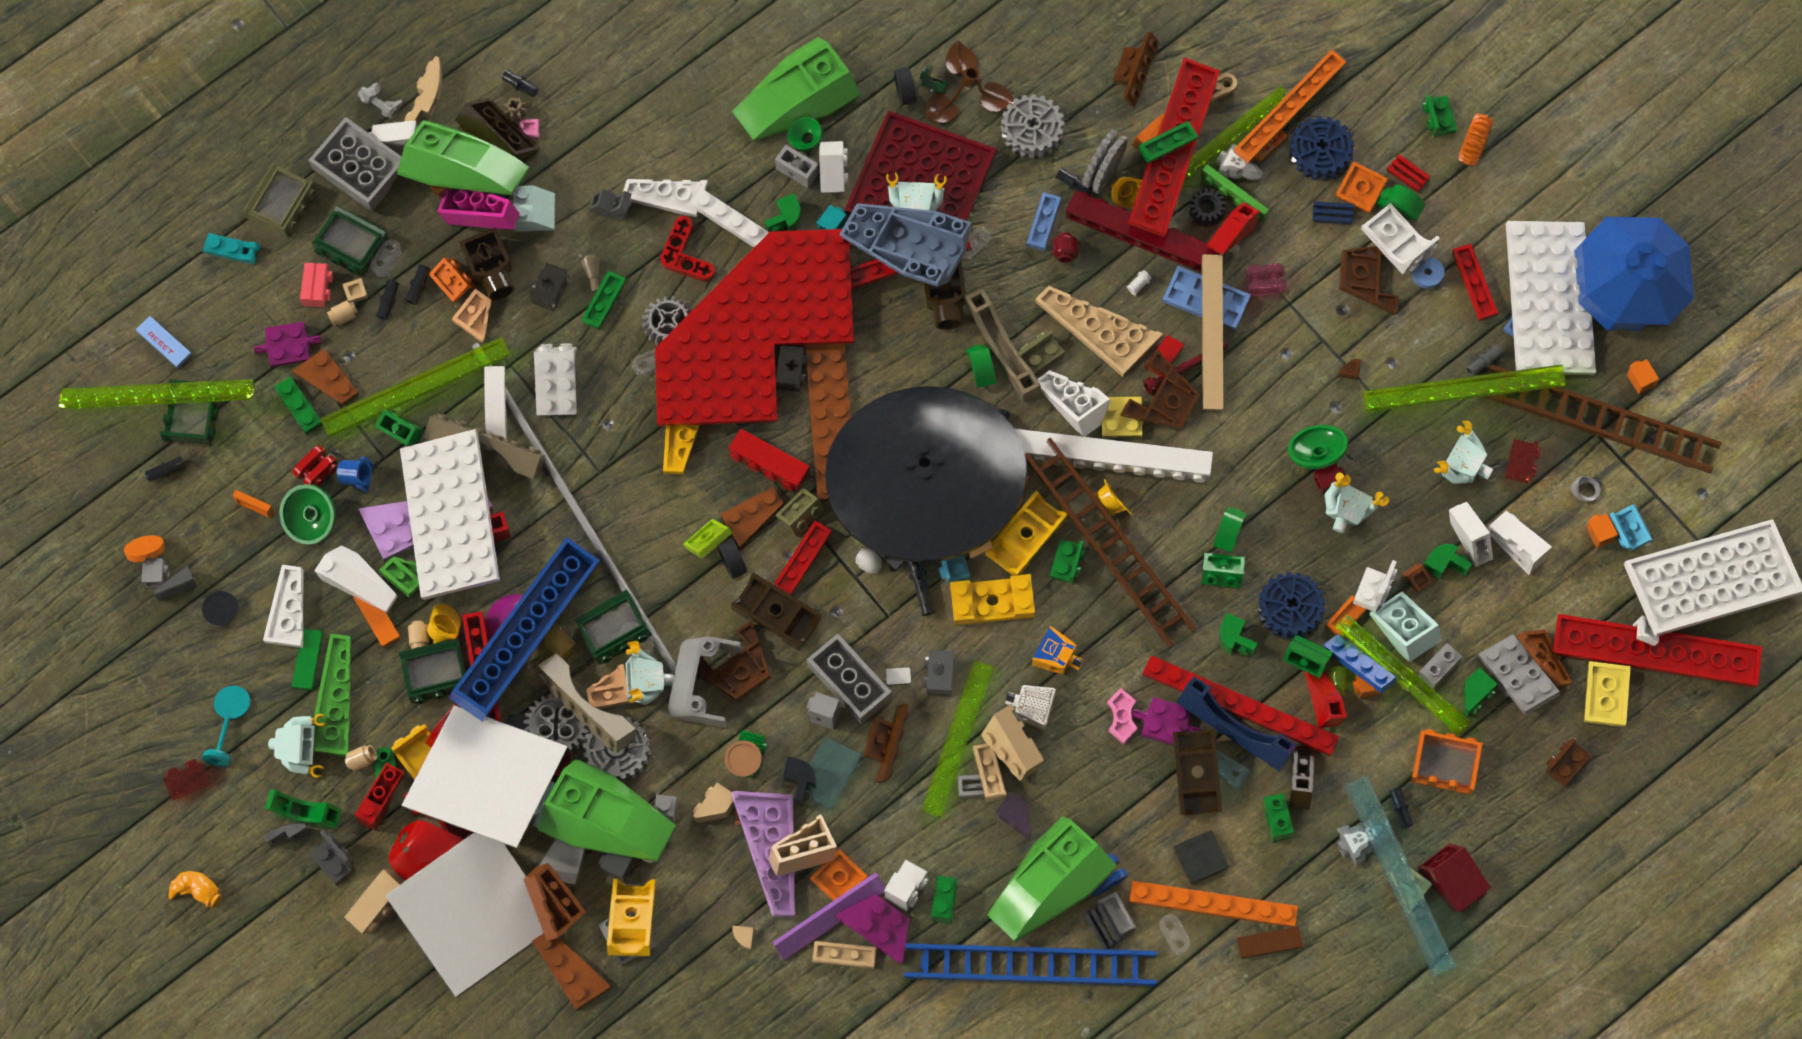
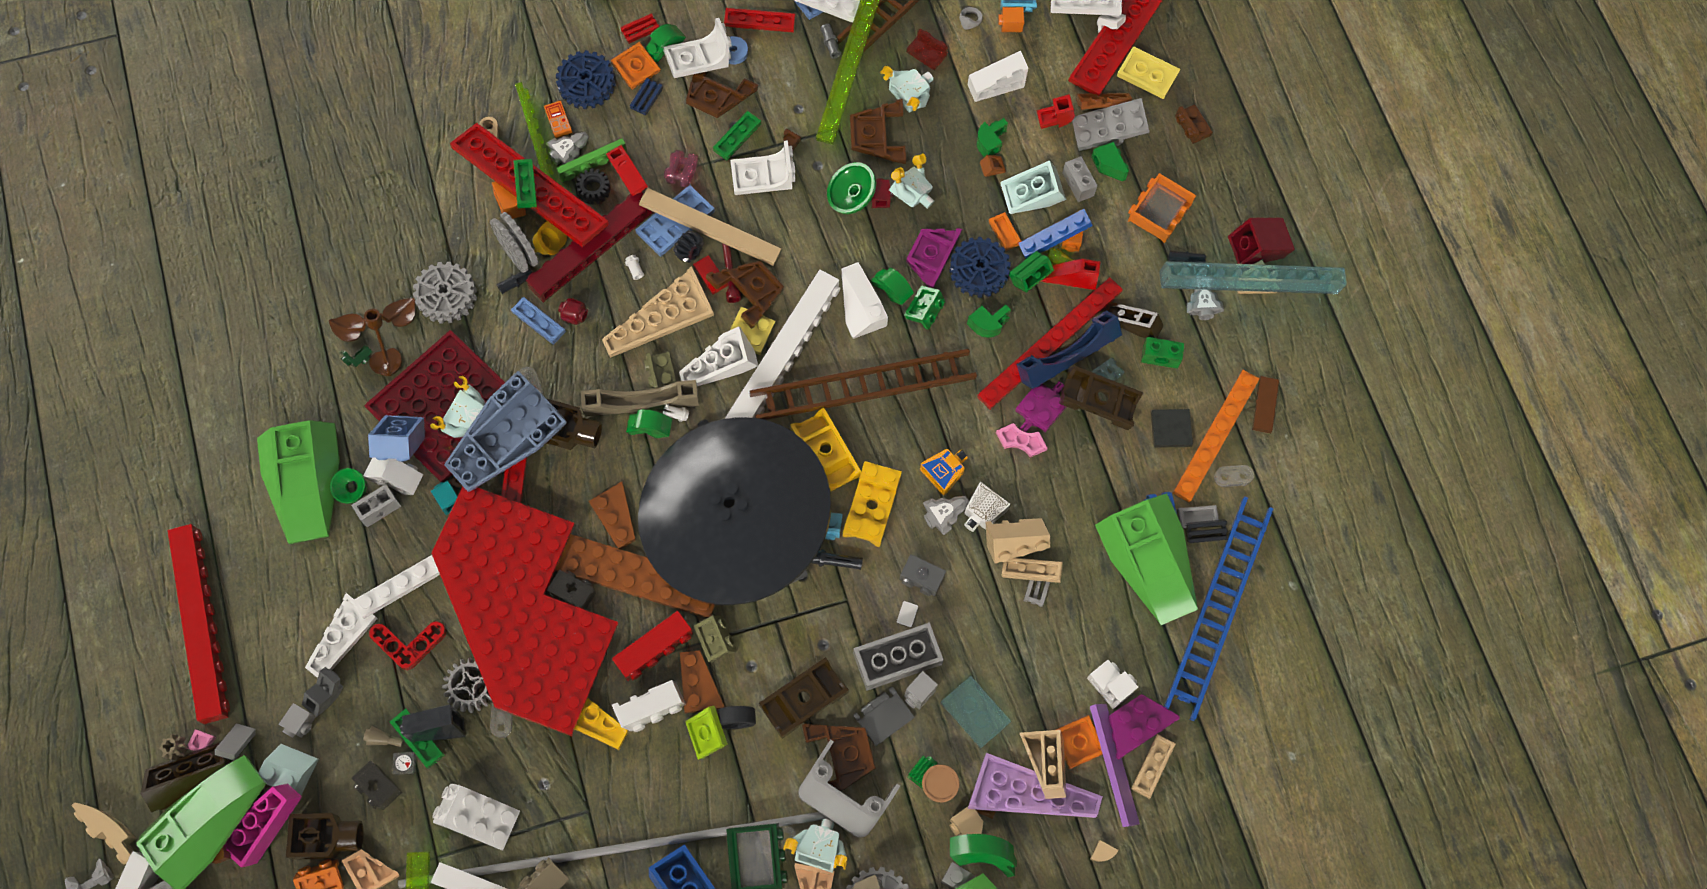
camera: 75 degrees left, 0 degrees up
(520, 83) = (147, 732): black axle -> none
(539, 155) = (235, 741): none -> light grey tile
(578, 196) = (297, 721): none -> light grey brick
(578, 300) = (404, 763): none -> tile
(619, 307) = (433, 724): none -> black slope
(629, 74) = (198, 624): none -> red brick
(698, 821) = (985, 849): none -> green arch
(710, 479) = (649, 706): none -> white wedge
(789, 215) = (421, 532): green brick -> none
(789, 691) = (884, 716): none -> dark grey piece
(800, 773) = (974, 734): black brick -> none
(803, 558) = (761, 653): red plate -> none
(862, 150) = (396, 437): none -> medium blue brick
(869, 560) = (789, 596): white piece -> none
(880, 373) = (614, 515): none -> dark orange wing
(884, 740) = (967, 648): reddish brown bracket -> none
(905, 86) = (349, 380): black tyre -> none
(944, 899) = (1136, 656): green brick -> none
(957, 739) = (988, 586): clear neon green plate -> none
(1004, 384) = (677, 413): none -> white pin
(1012, 669) = (944, 512): none -> light grey rock
(1015, 814) = (1080, 562): clear purple slope -> none
(1067, 560) = (863, 426): green bracket -> none
(1109, 500) = (825, 368): yellow piece -> none
(1134, 68) = (433, 191): reddish brown bracket -> none
(1181, 321) = (688, 246): none -> black gear
(1195, 511) = (862, 306): none -> white wedge
(1286, 553) = (931, 253): none -> magenta wing
(1289, 106) = (537, 86): orange plate -> none
(1297, 357) = (764, 172): none -> white bracket
(1329, 316) = (737, 135): none -> green plate
(1374, 588) = (994, 195): white bracket -> none
(1397, 440) = (869, 132): none -> reddish brown wing
(1404, 676) = (1090, 202): clear neon green plate -> none
(1471, 533) = (974, 108): white slope -> none
(1506, 615) = (1059, 114): none -> red brick

